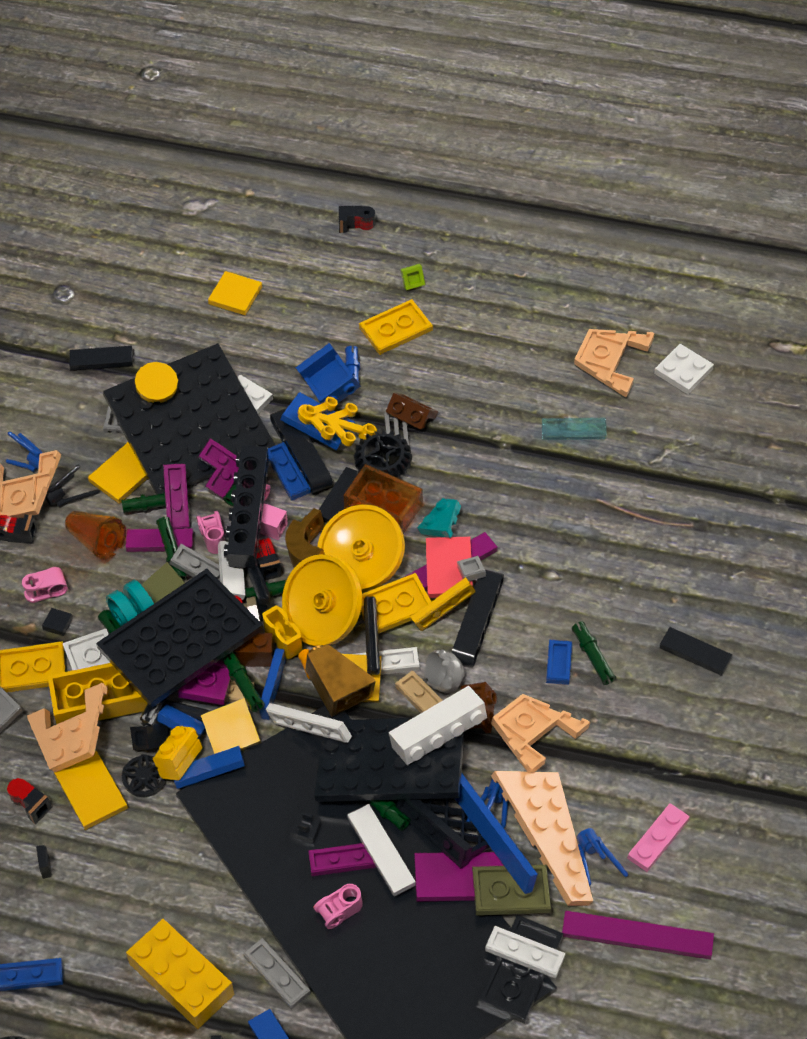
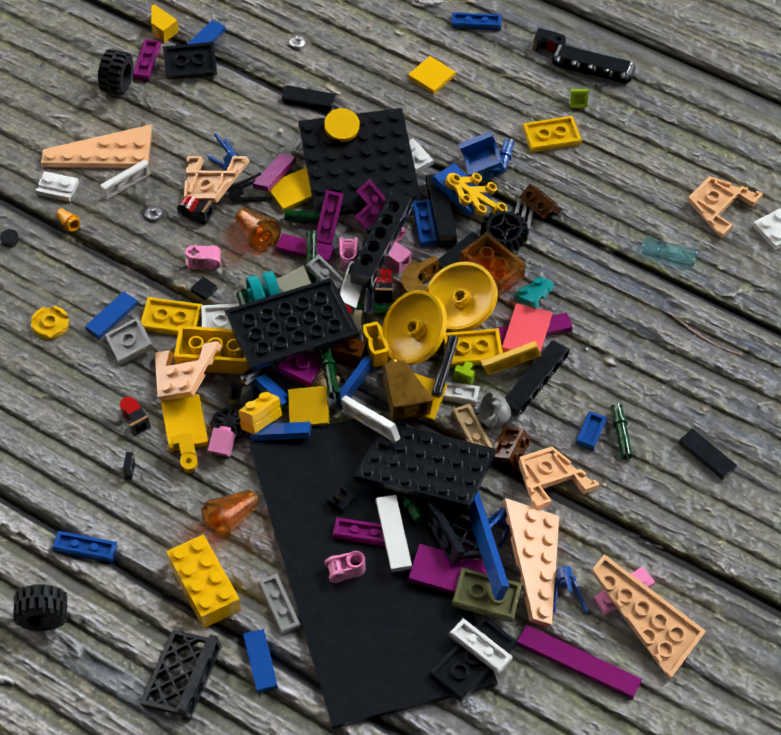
camera: 15 degrees right, 0 degrees up
(93, 459) = (274, 172): none -> magenta tile
(108, 824) = (188, 458): none -> yellow leg
(144, 800) = (222, 441): none -> bright pink brick
(181, 882) = (228, 511): none -> clear orange cone
(264, 215) = (476, 21): none -> blue tile
(396, 637) = (464, 374): none -> lime tile
(414, 231) = (593, 63): none -> black beam
(438, 725) = (470, 448): white brick -> none
(471, 568) = (544, 336): light grey tile -> none
(709, 864) = (658, 624): none -> light nougat wing

